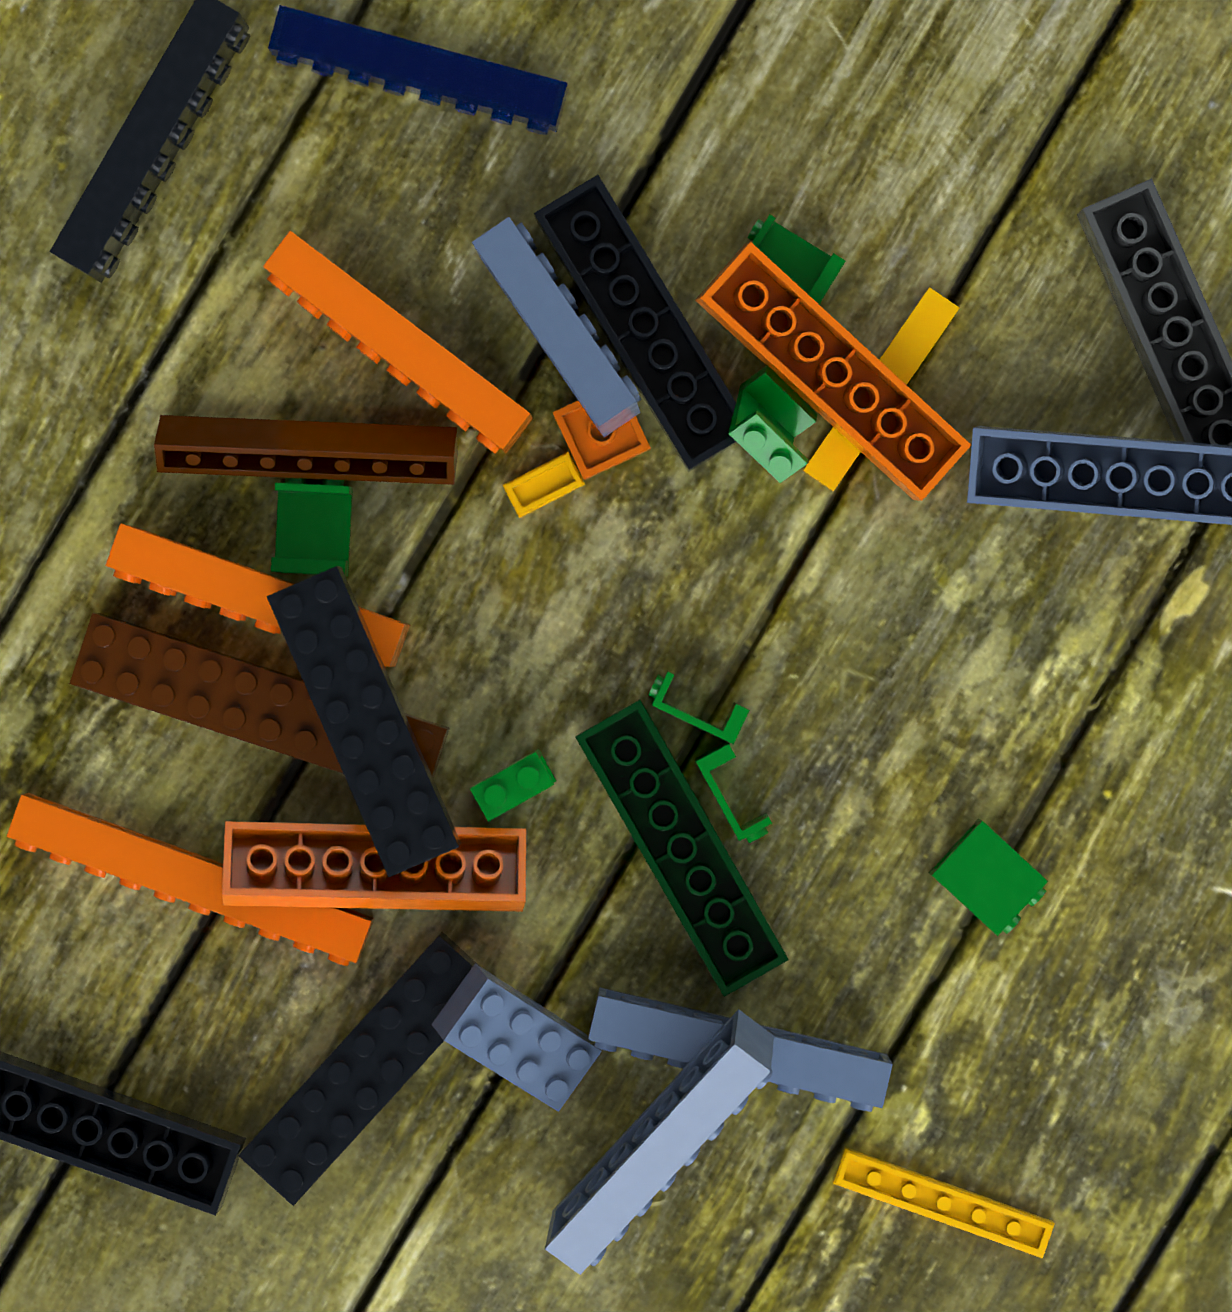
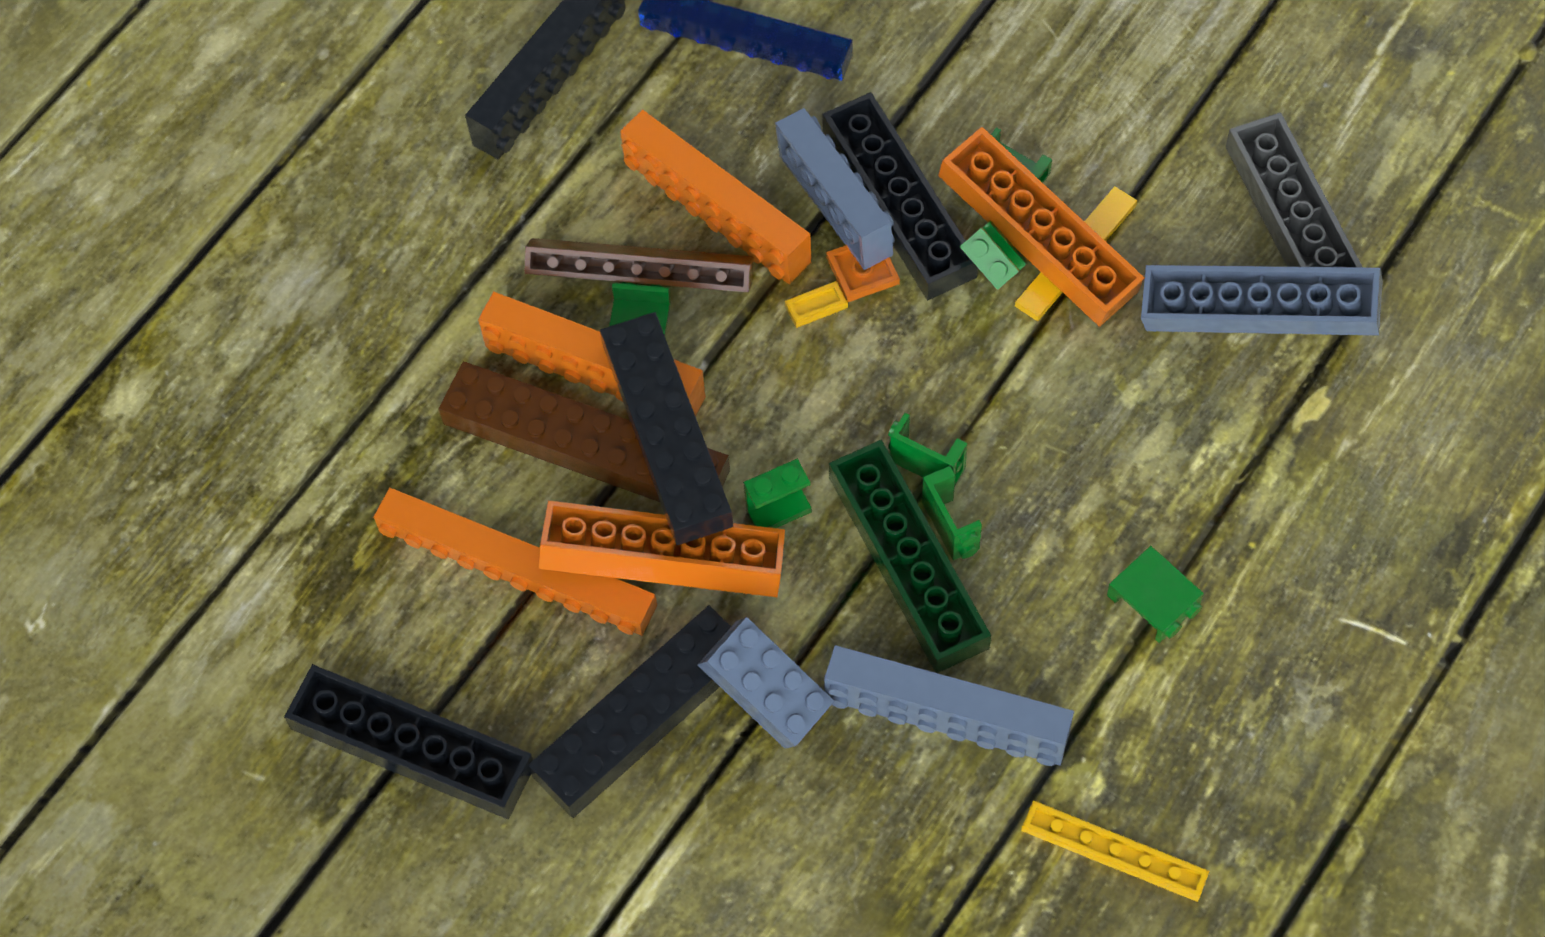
camera: 10 degrees right, 25 degrees down
(661, 1142) = (876, 758): brick -> none

